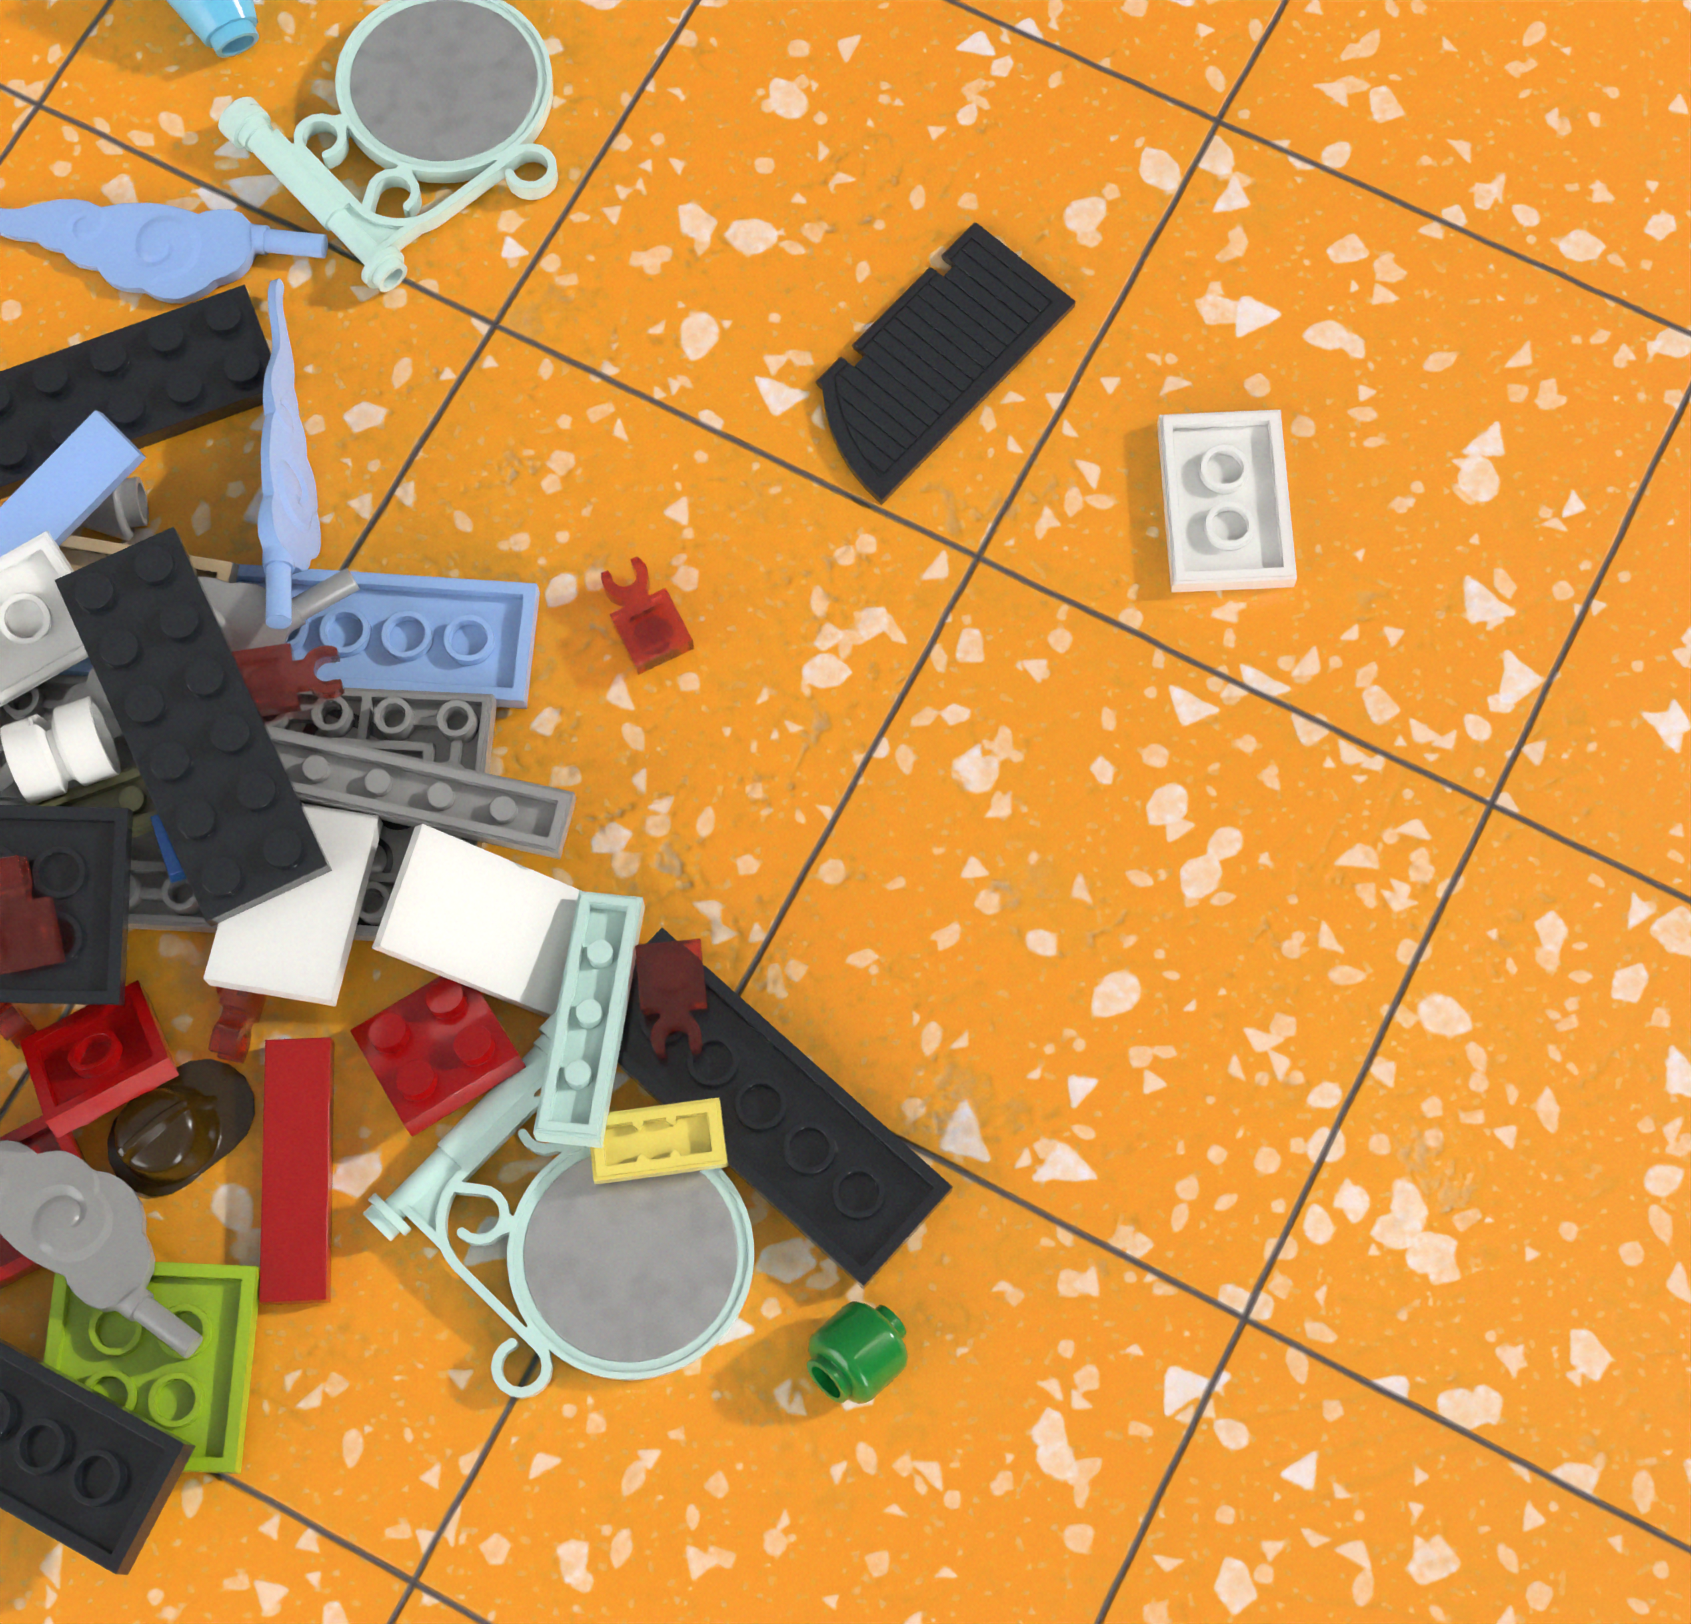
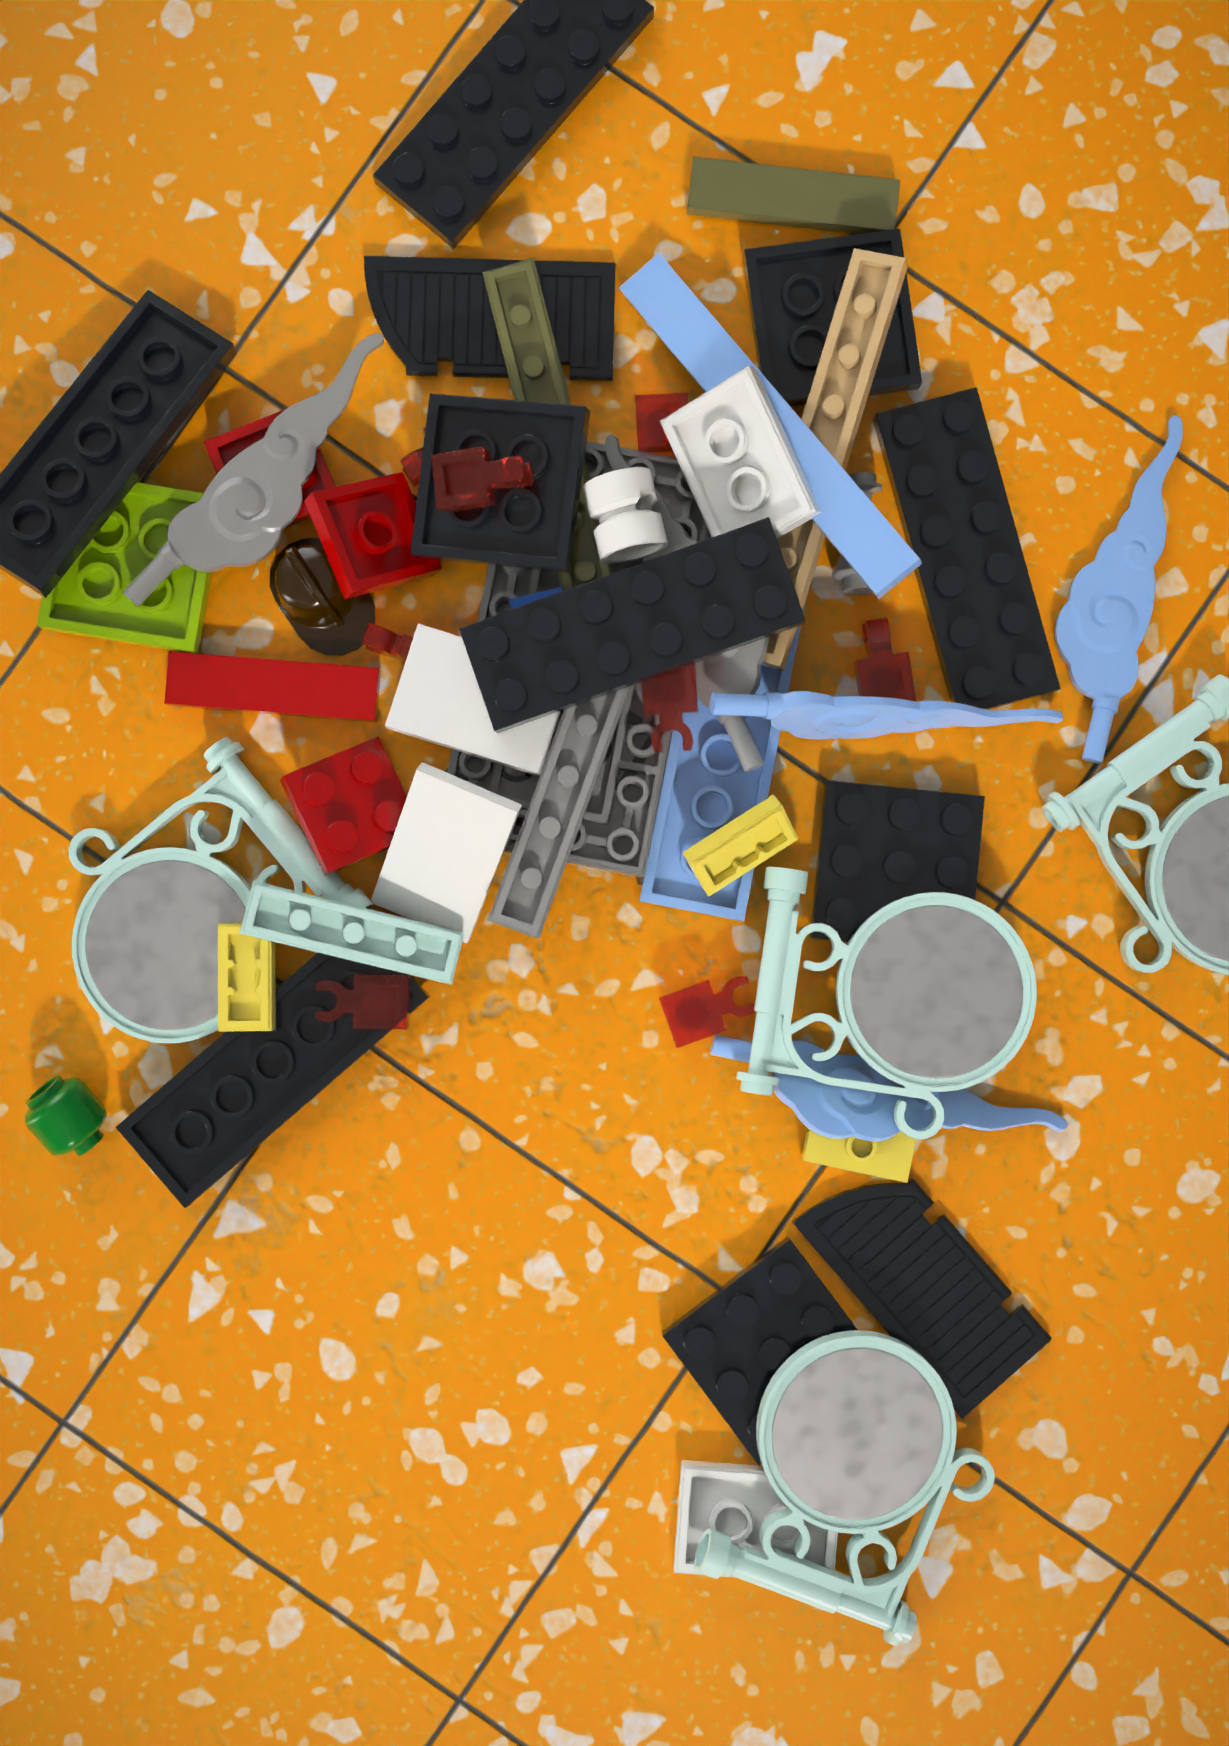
camera: 90 degrees right, 15 degrees up
(232, 470) = (883, 672): none -> clear red plate
(446, 587) = (740, 845): none -> light yellow plate
(461, 435) = (891, 846): none -> black plate
(601, 380) = (923, 992): none -> piece
(727, 435) = (868, 1114): none -> light blue piece
(783, 439) = (882, 1159): none -> light yellow plate
(1028, 505) = (750, 1329): none -> black plate
(1122, 404) = (854, 1444): none -> piece

